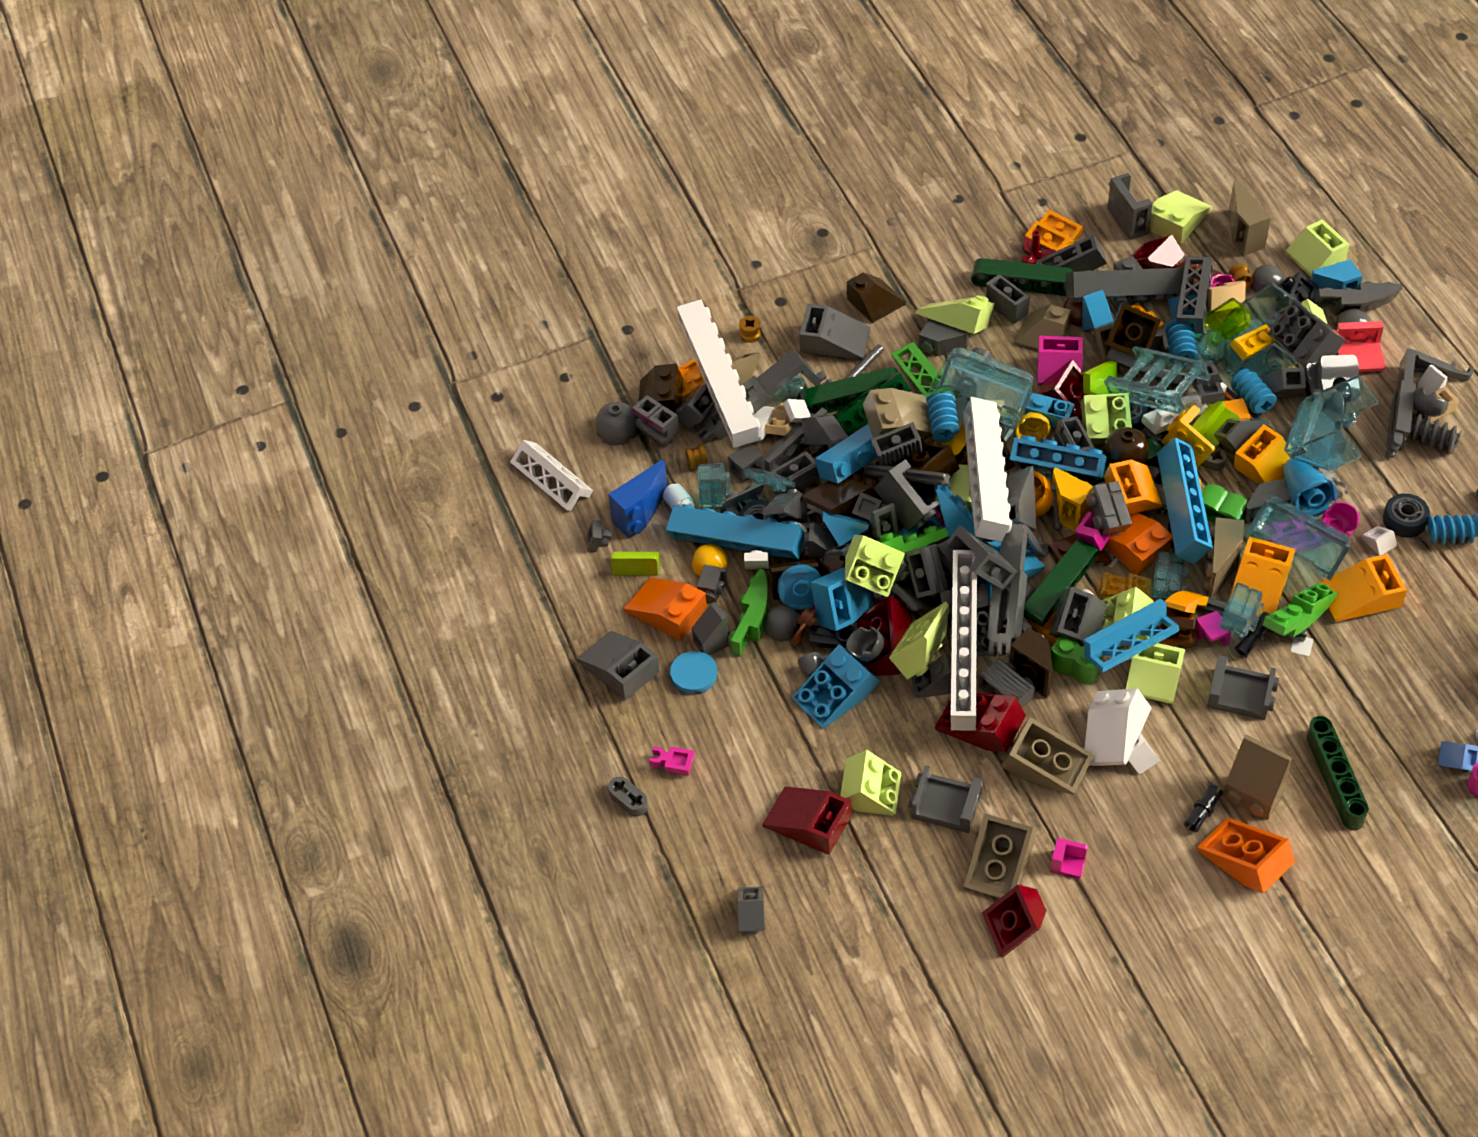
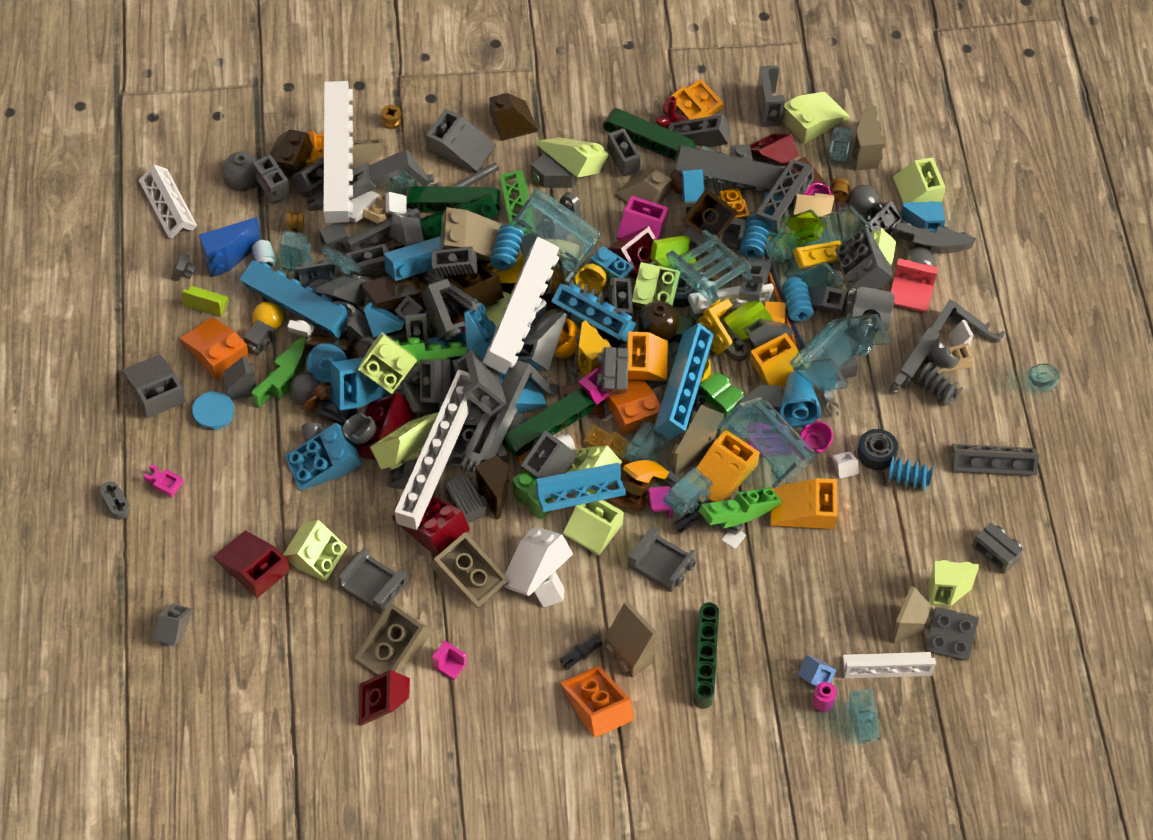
camera: 10 degrees right, 5 degrees up
(1218, 233) = (840, 143): none -> clear light blue slope

